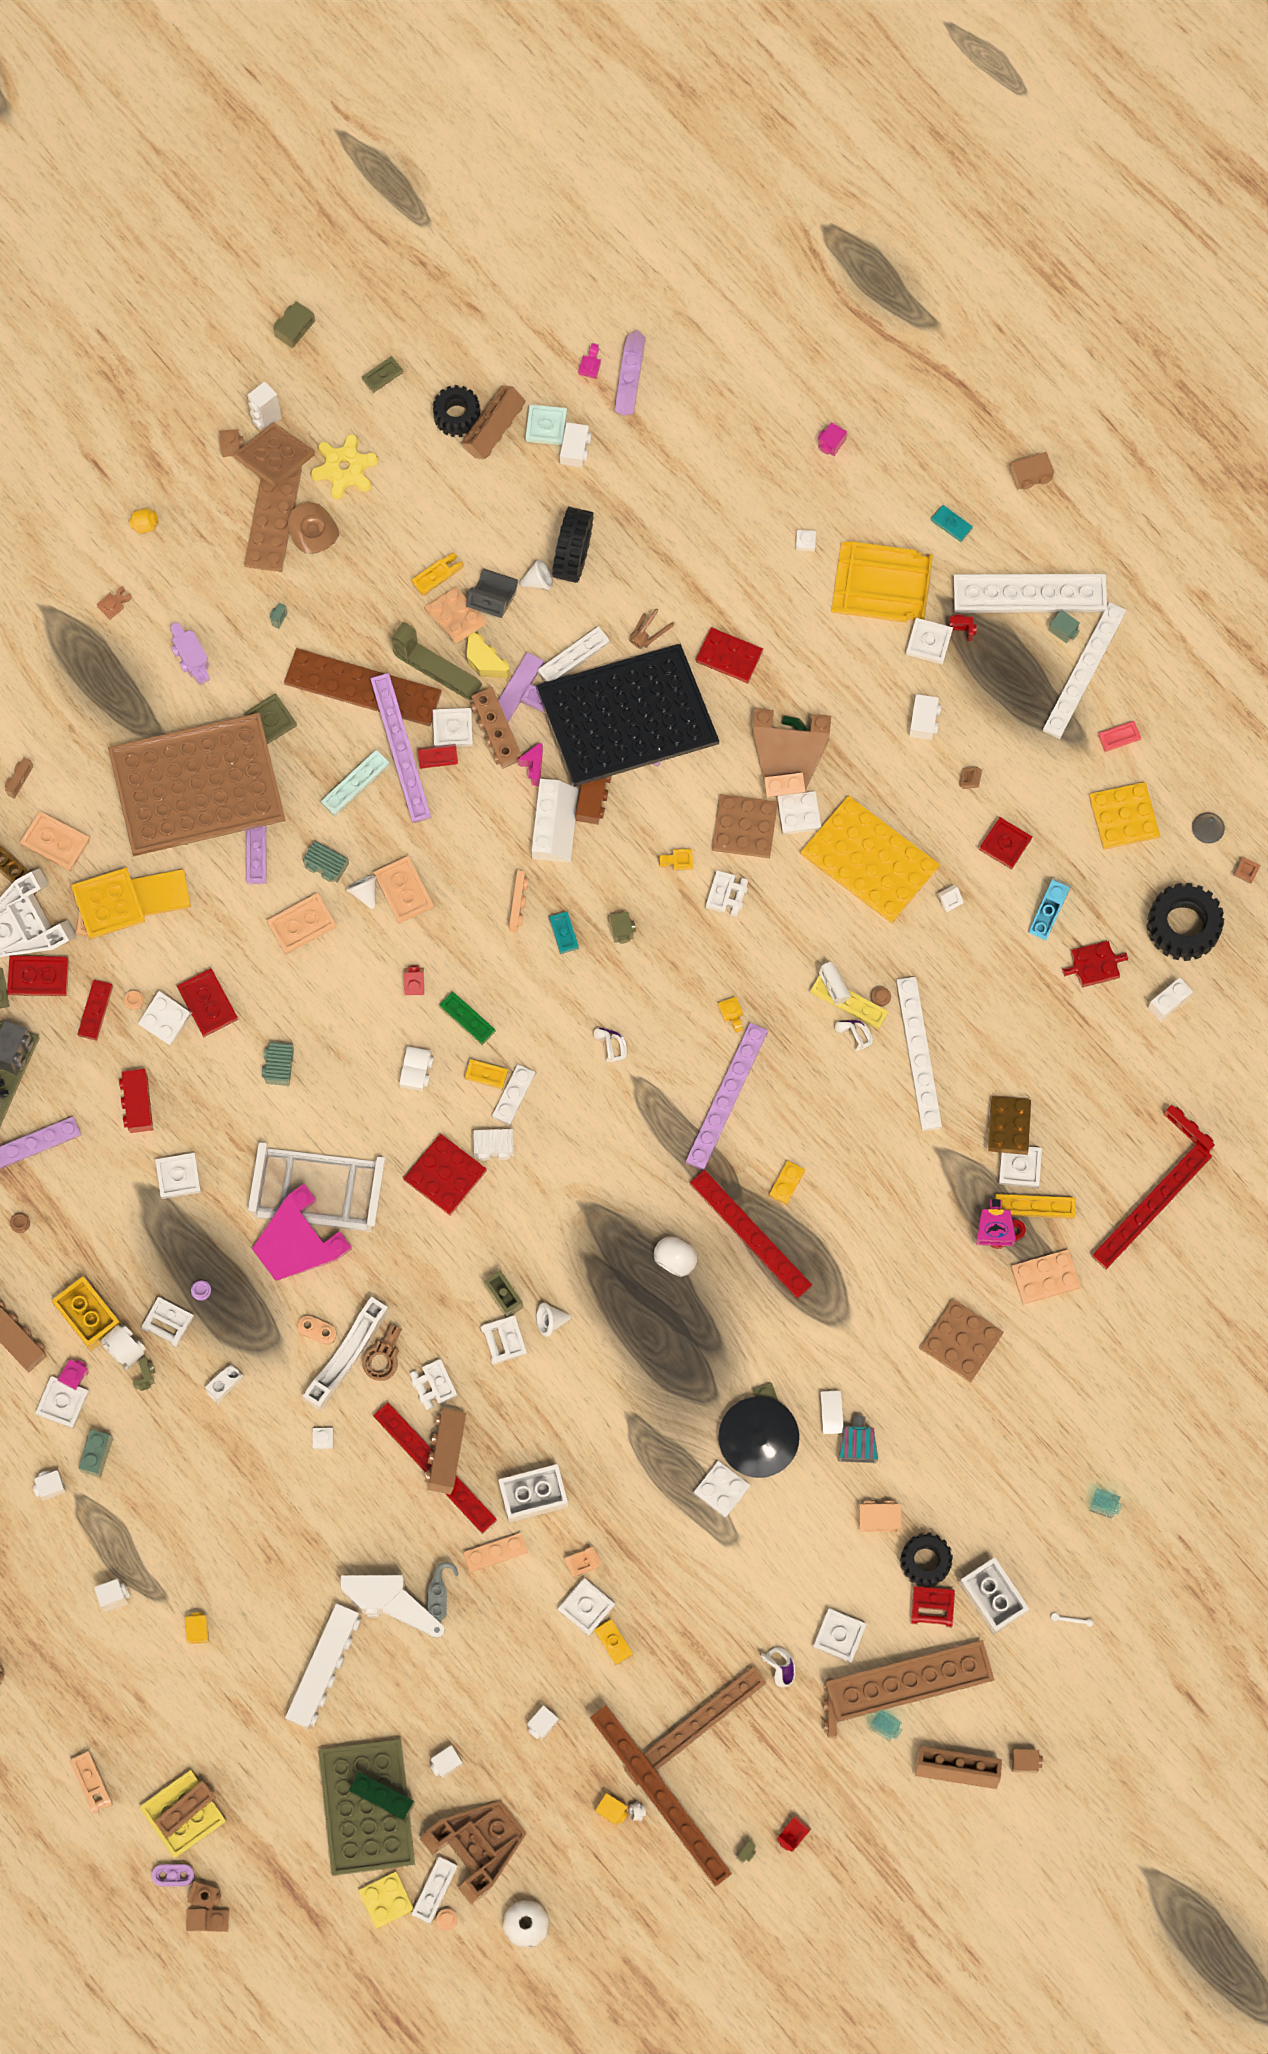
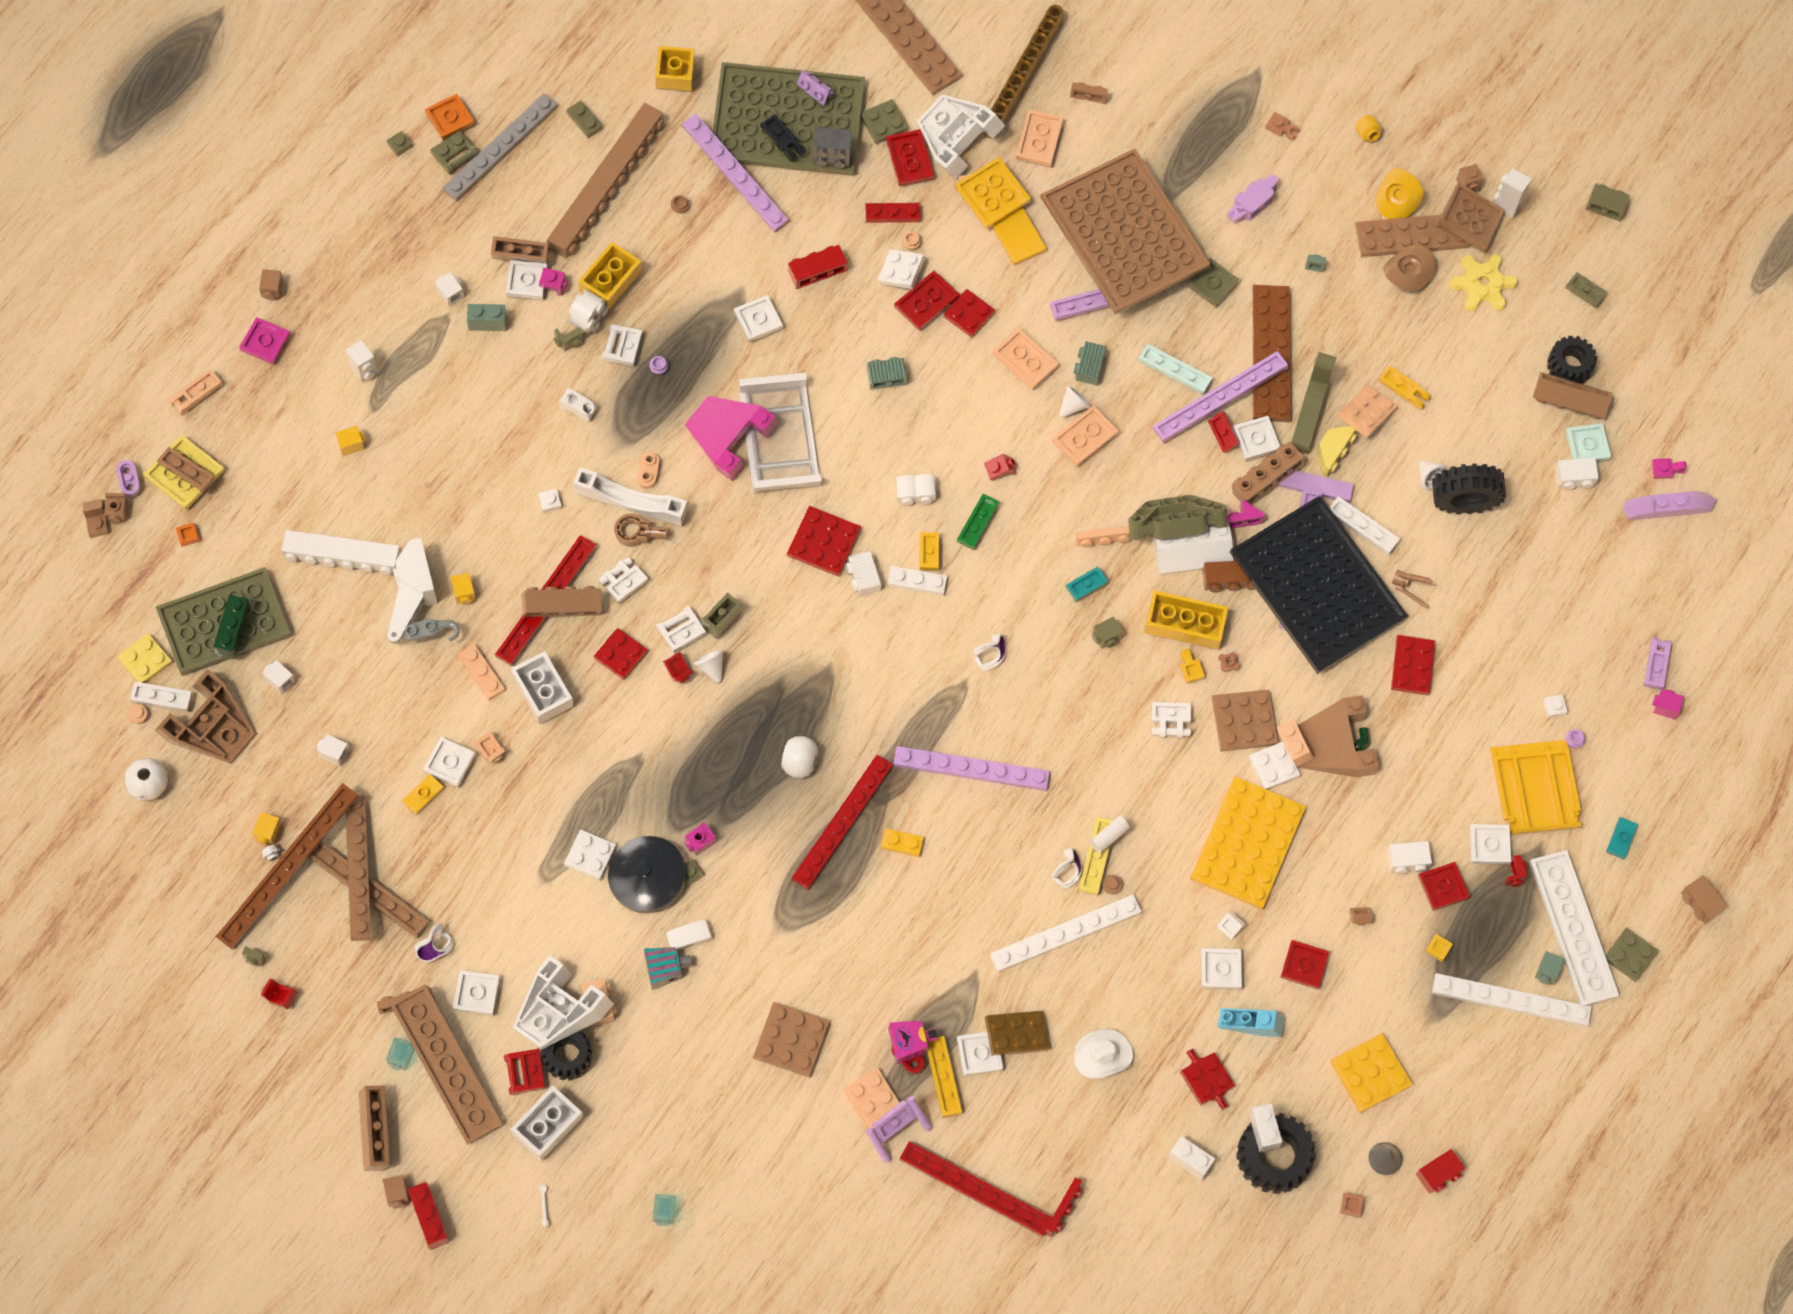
camera: 70 degrees right, 5 degrees down
(29, 1400) = (519, 250): none -> medium nougat brick
(52, 1695) = (264, 340): none -> dark pink plate
(229, 514) = (1399, 194): none -> yellow hat
(233, 965) = (969, 313): none -> red plate
(255, 1825) = (187, 534): none -> orange tile
(400, 1549) = (463, 588): none -> yellow brick
(492, 593) = (1397, 436): dark grey panel -> none
(513, 1407) = (620, 654): none -> red plate
(526, 801) = (1176, 517): none -> olive piece
(547, 1353) = (677, 668): none -> red bracket
(630, 849) = (1186, 619): none -> yellow brick
(677, 827) = (1228, 666): none -> nougat plate
(686, 1725) = (358, 871): none -> medium nougat plate
(727, 1372) = (699, 846): none -> dark pink brick
(731, 1012) = (1055, 752): yellow plate -> none
(788, 435) = (1657, 663): none -> lavender plate
(843, 533) = (1575, 738): none -> lavender plate
(887, 1563) = (554, 1014): none -> white wedge
(960, 695) = (1443, 886): none -> red plate
(991, 920) = (1221, 968): none -> white plate
(1019, 718) = (1438, 947): none -> yellow plate
(1049, 1052) = (1102, 1054): none -> white hat
(1059, 1734) = (428, 1215): none -> red brick
(1066, 551) = (1630, 954): none -> olive plate
(1072, 1261) = (893, 1122): none -> lavender plate
(1119, 736) = (1453, 1049): coral tile -> none
(1168, 920) = (1265, 1128): none -> white brick
(1235, 782) = (1441, 1171): none -> red brick

